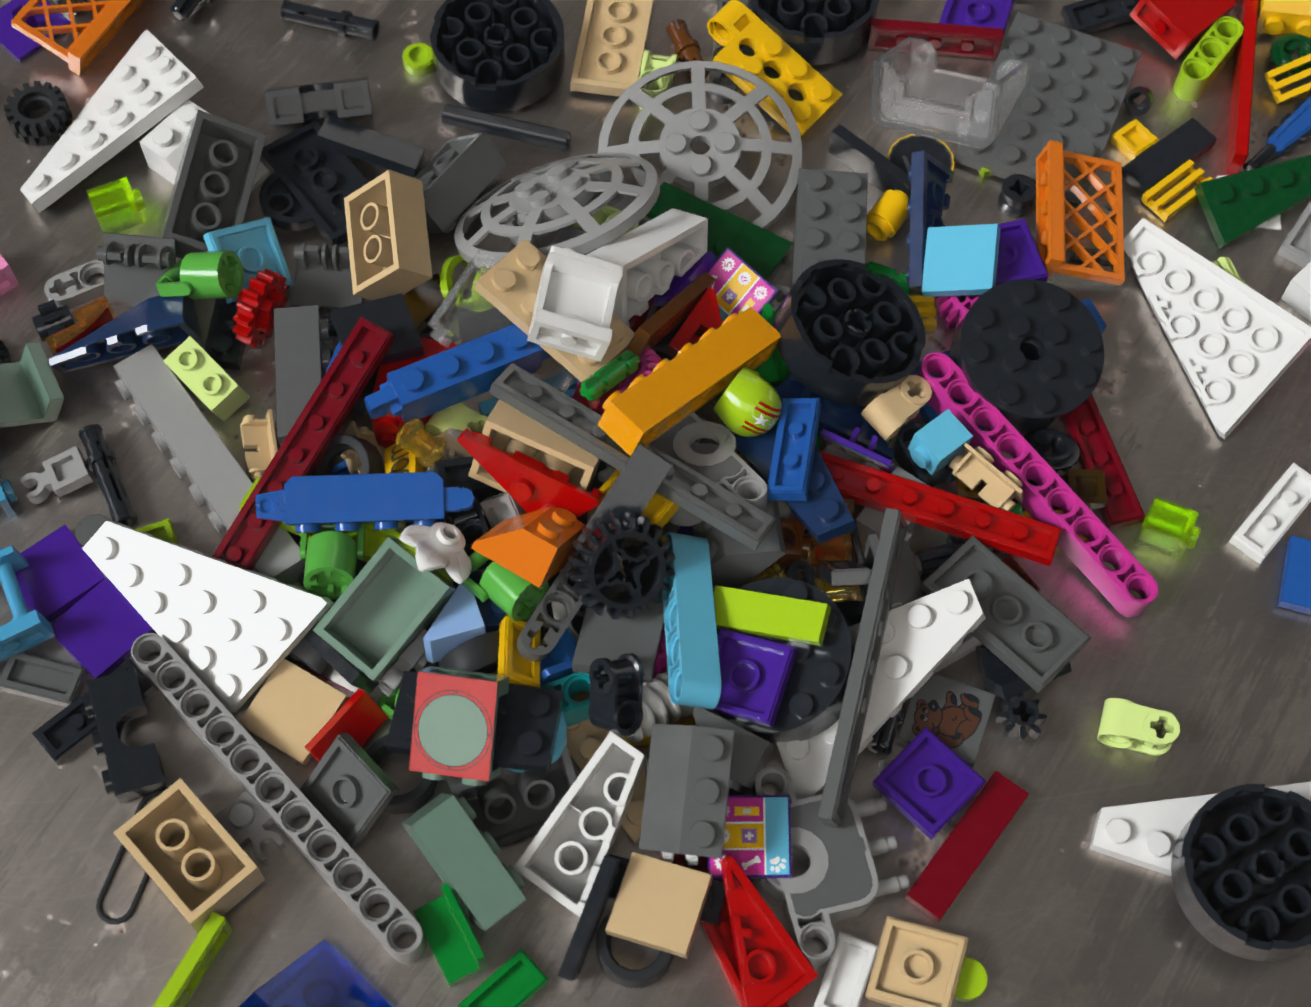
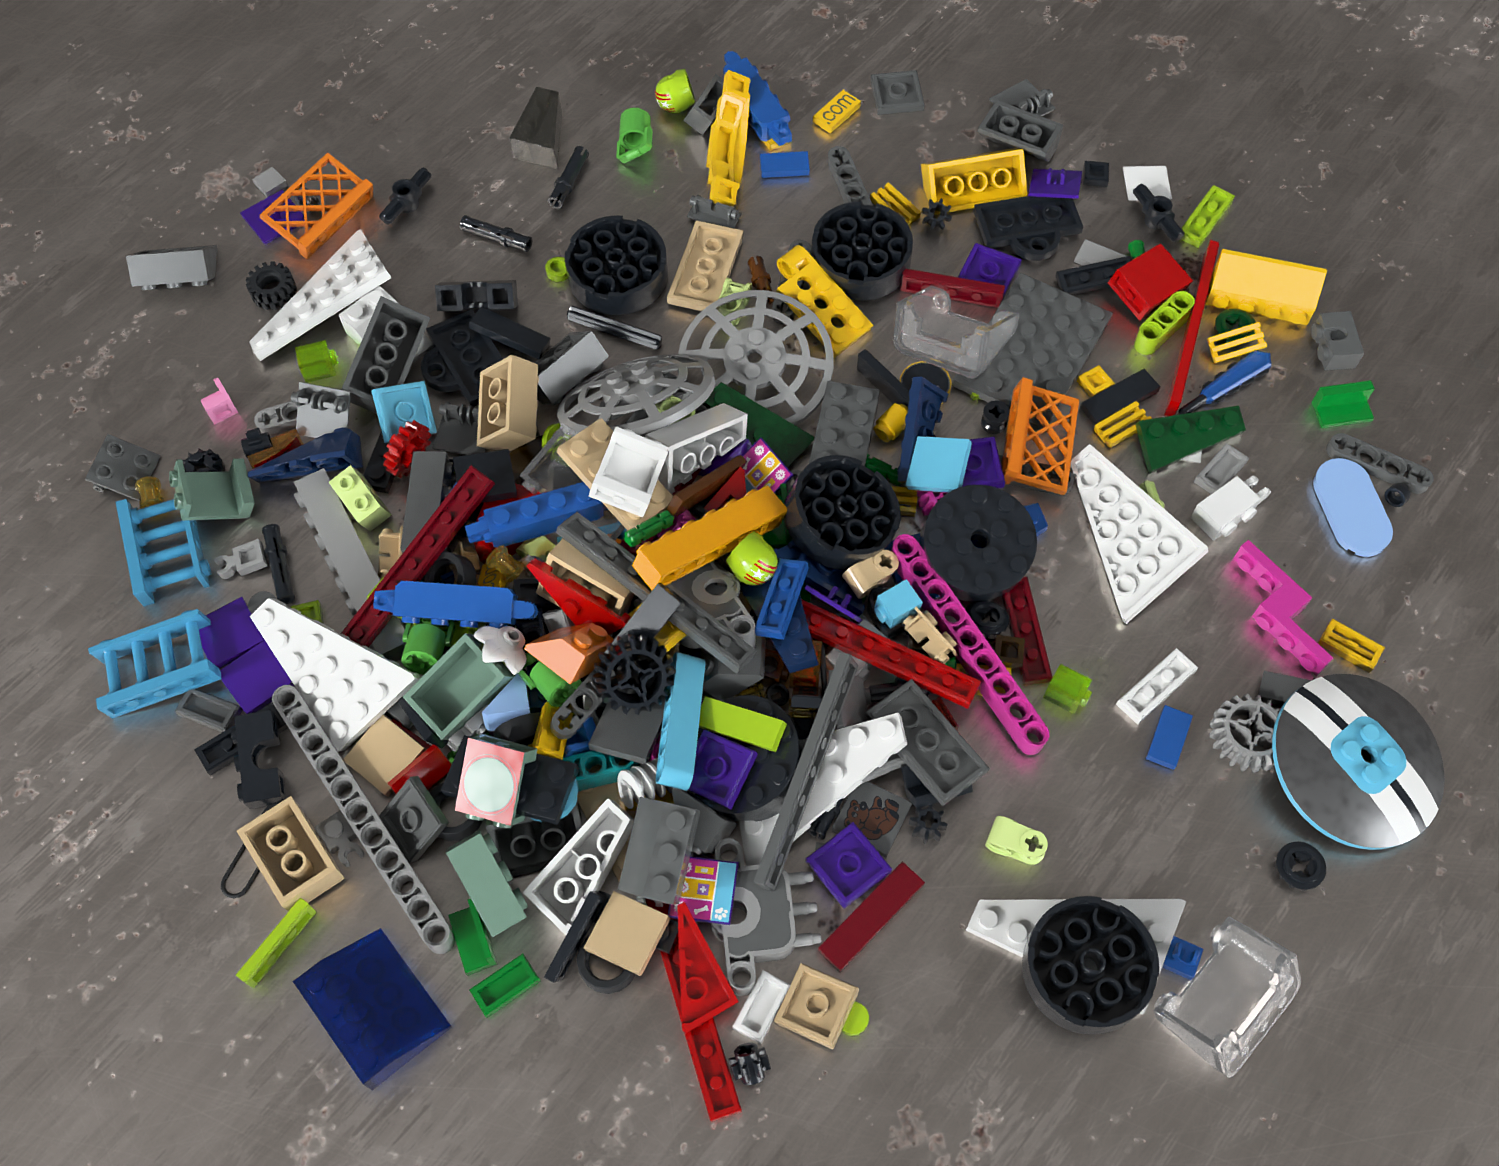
camera: 10 degrees right, 0 degrees up
(204, 276) = (366, 422): bright green piece -> none
(615, 695) = (616, 771): black piece -> none
(1144, 105) = (1106, 356): black hinge -> none

